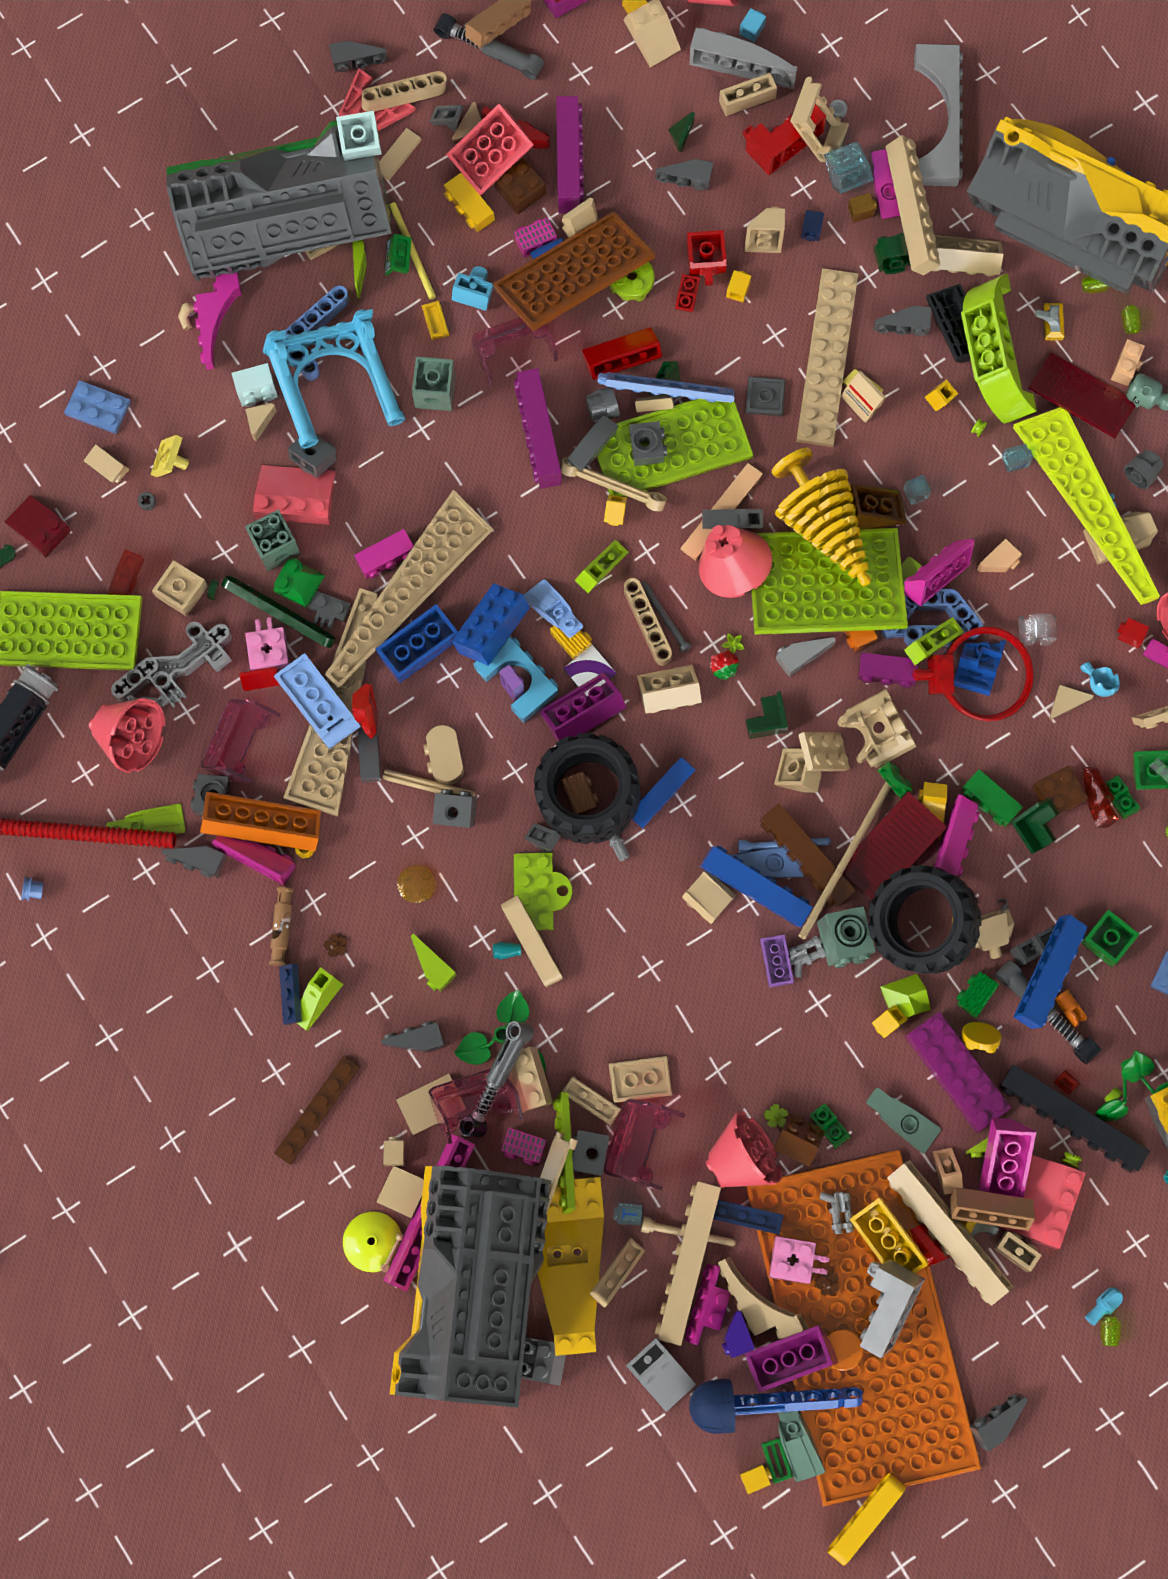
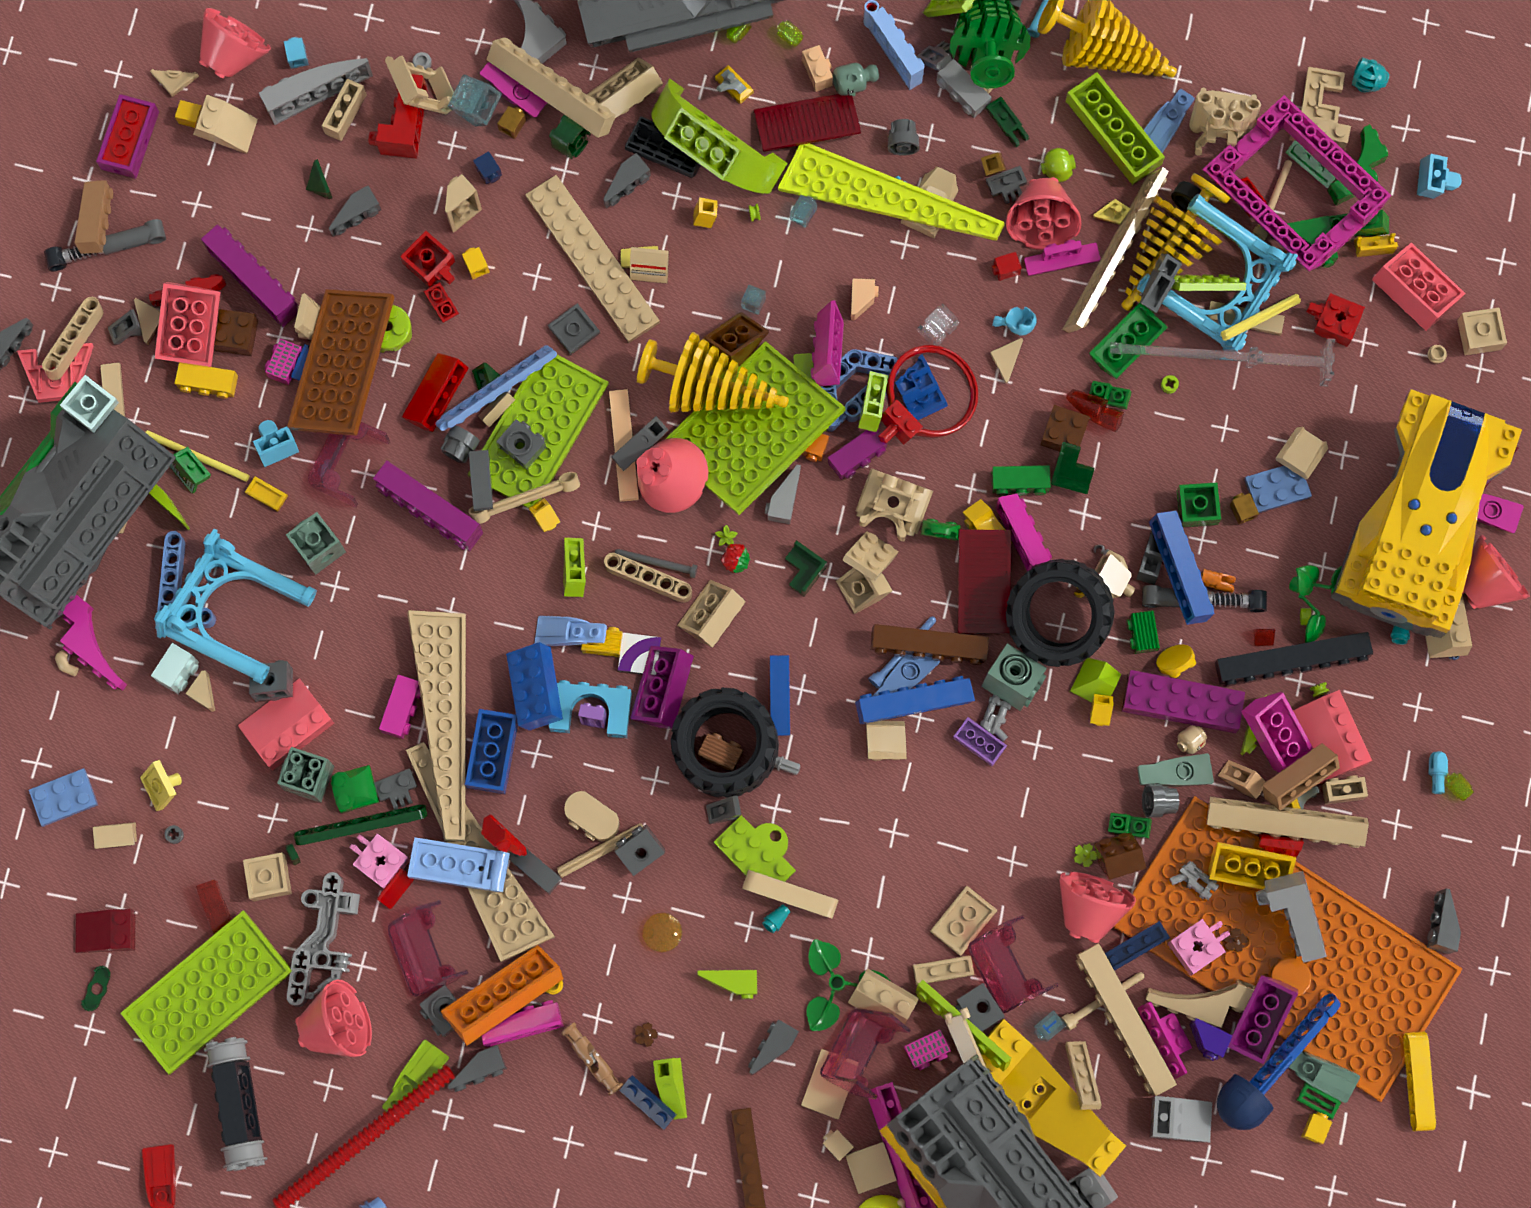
camera: 45 degrees left, 0 degrees up
(517, 1035) = (863, 1017): piece -> none
(844, 861) = (961, 622): tan piece -> none
(869, 1128) = (1159, 800): none -> dark grey piece
(937, 1106) = (1191, 739): none -> tan head
(1143, 973) = (1244, 508): none -> pearl gold brick

